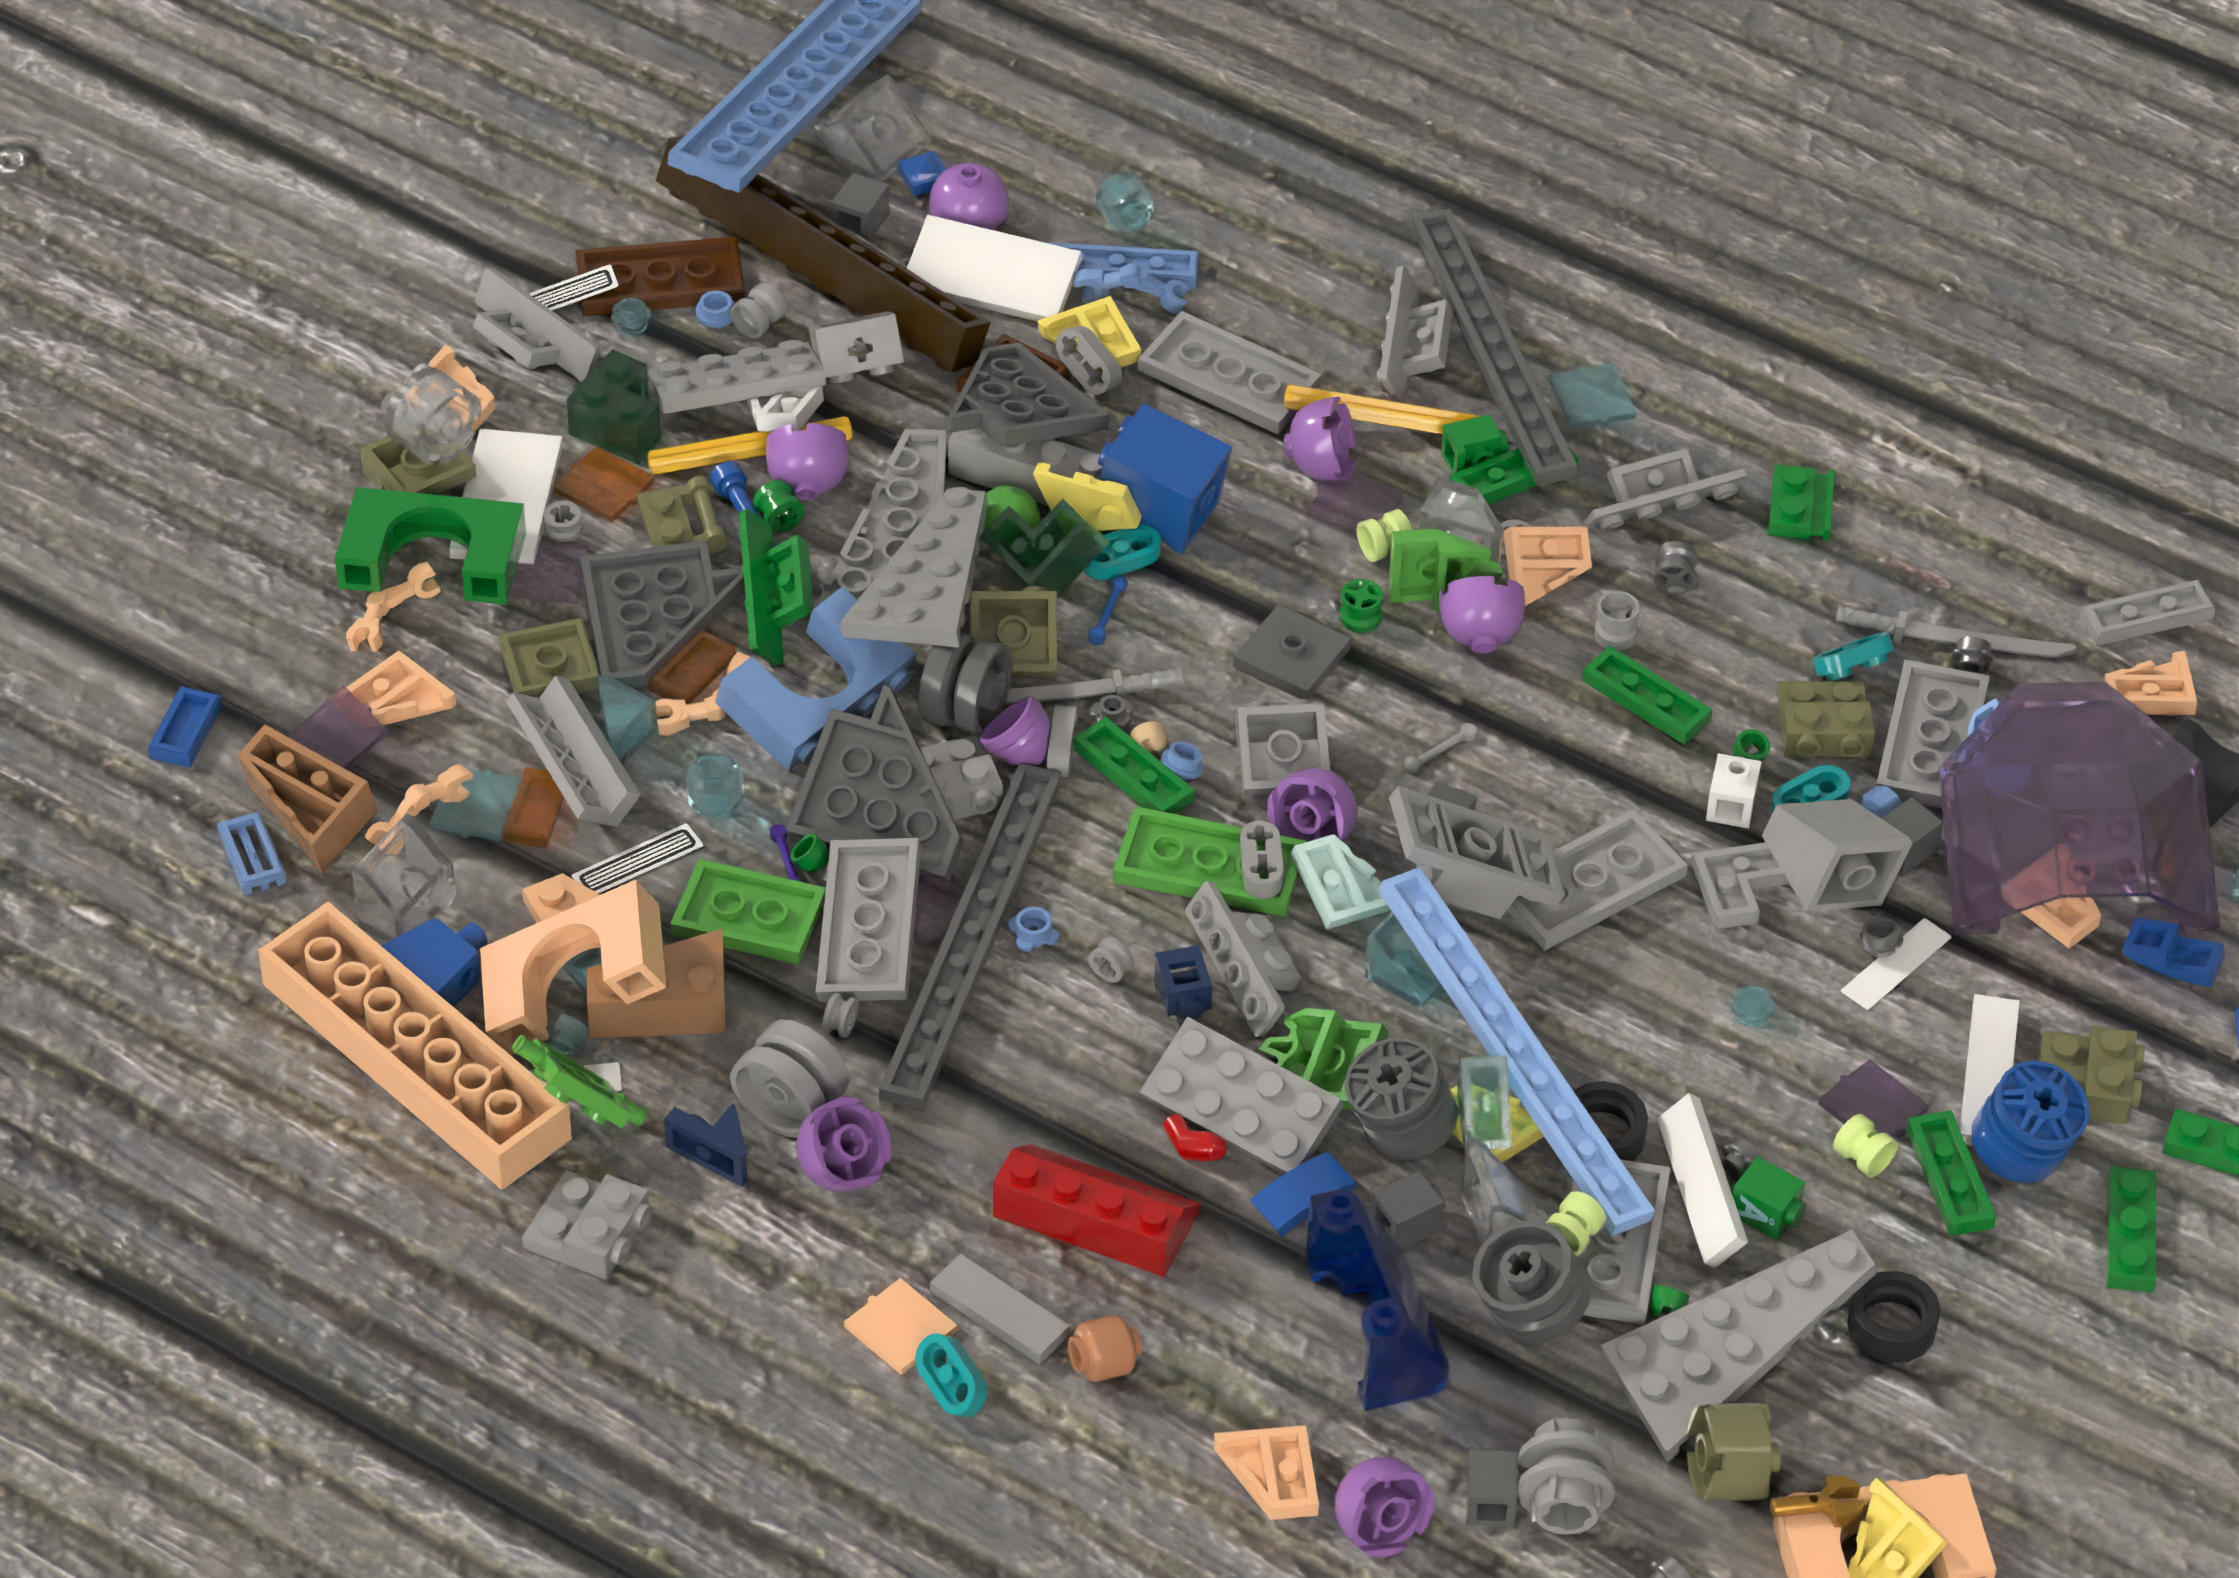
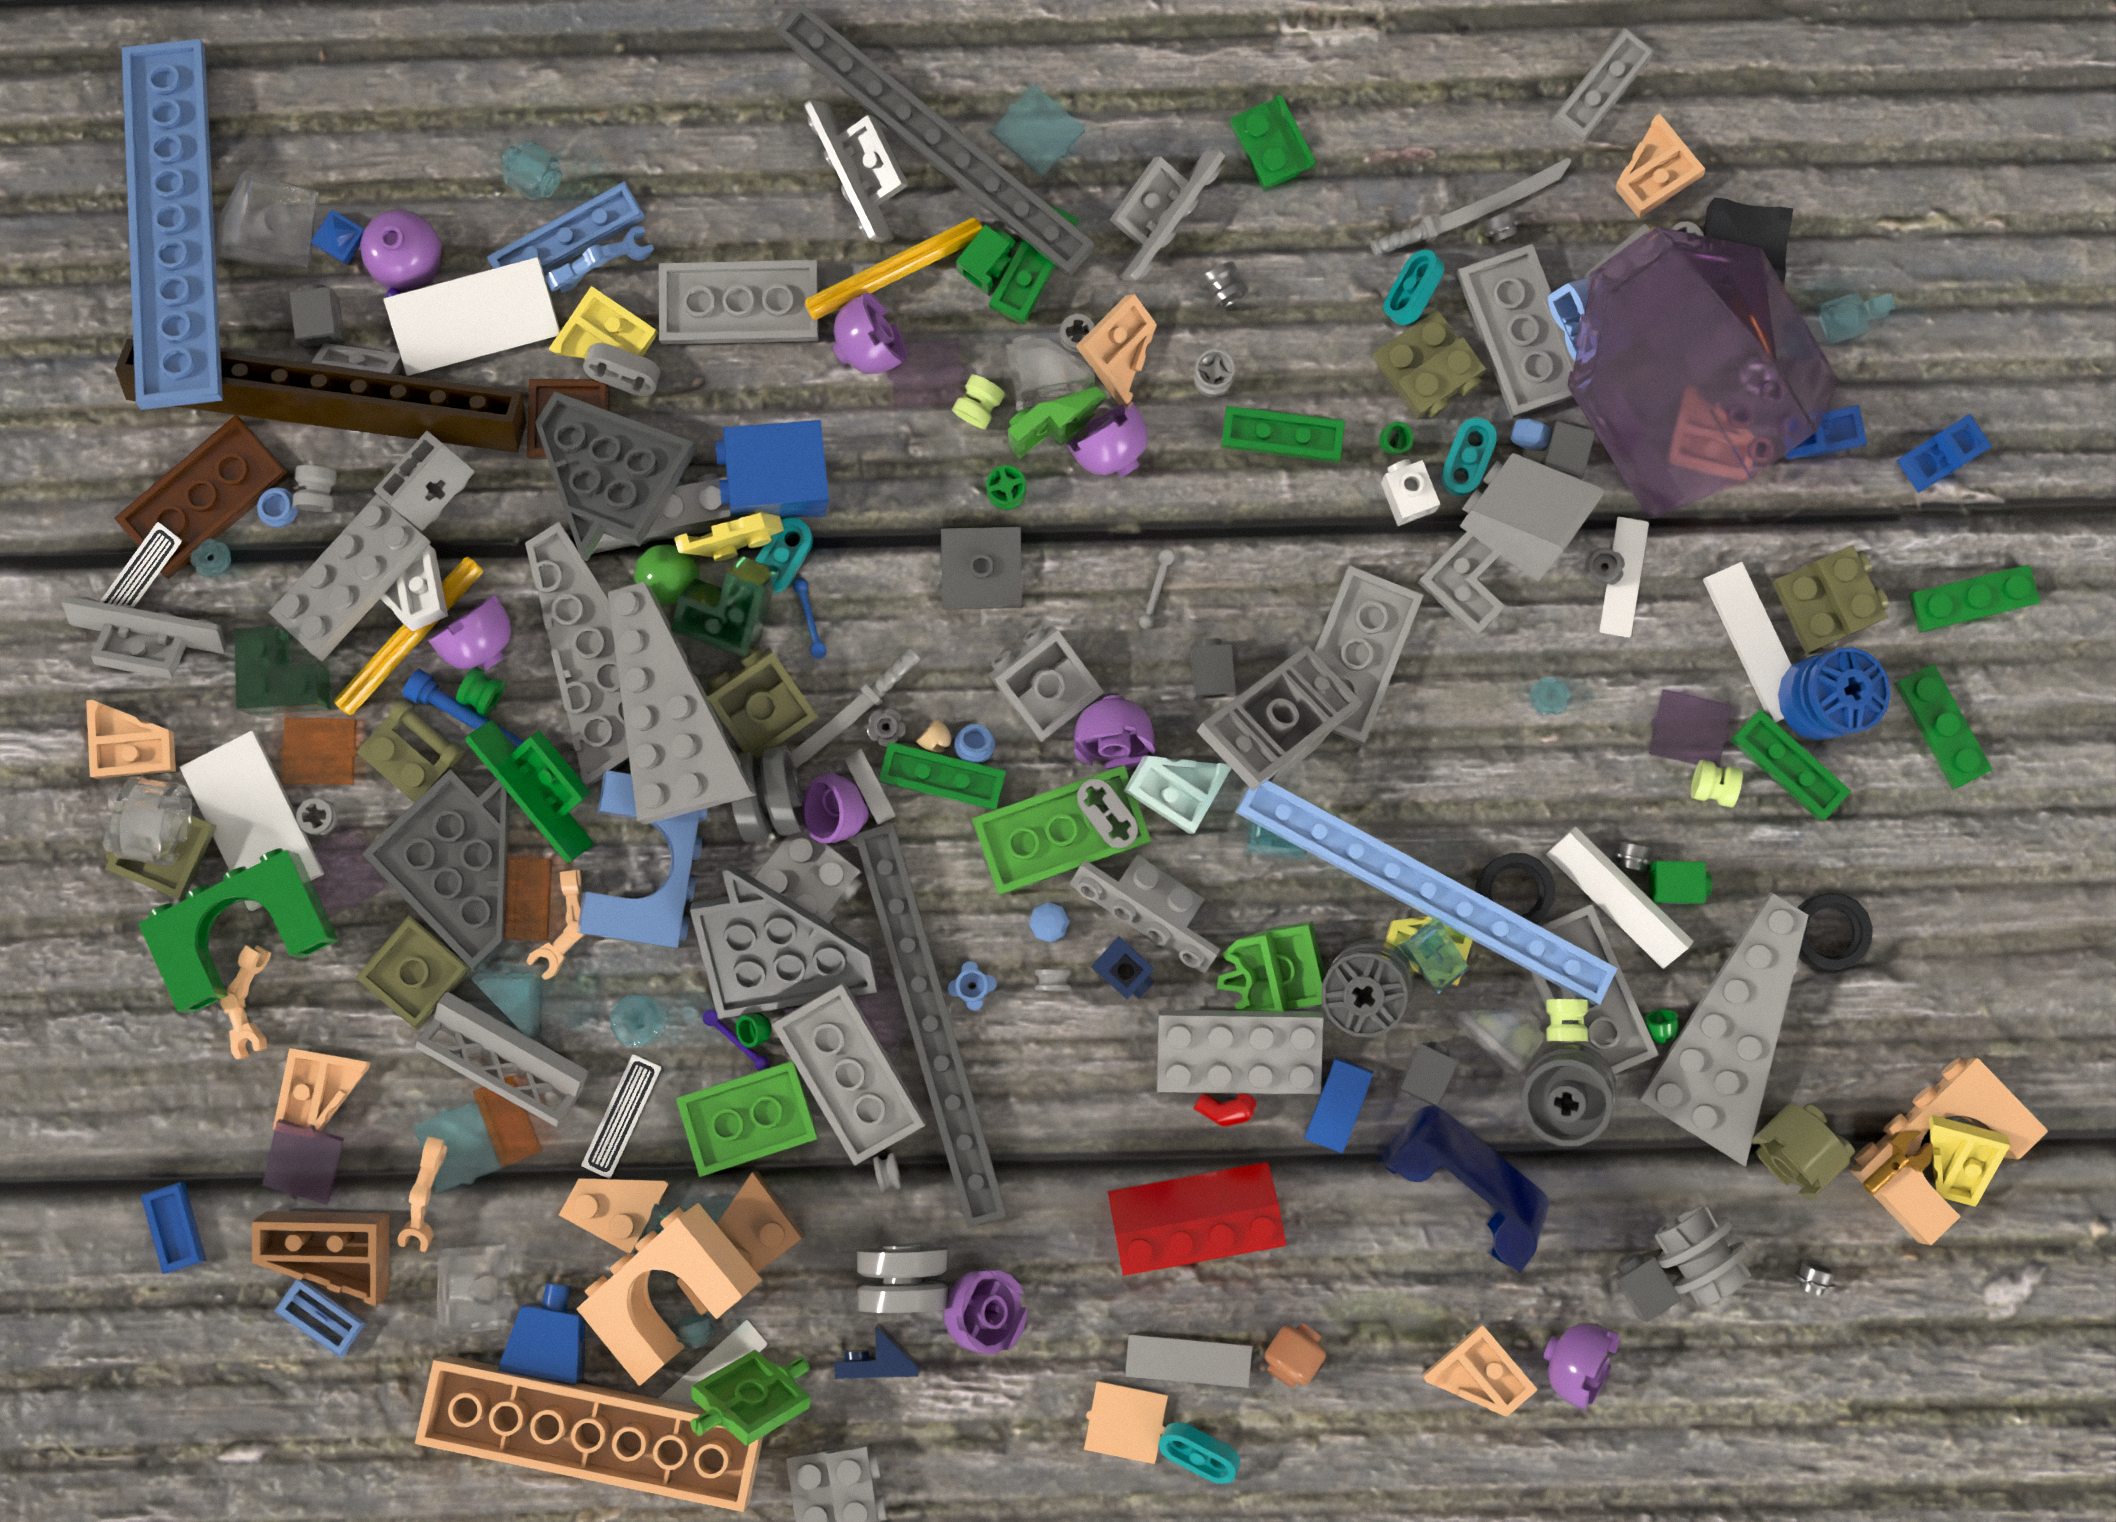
camera: 30 degrees left, 35 degrees up
(1142, 923) = (1049, 922): none -> medium blue tile

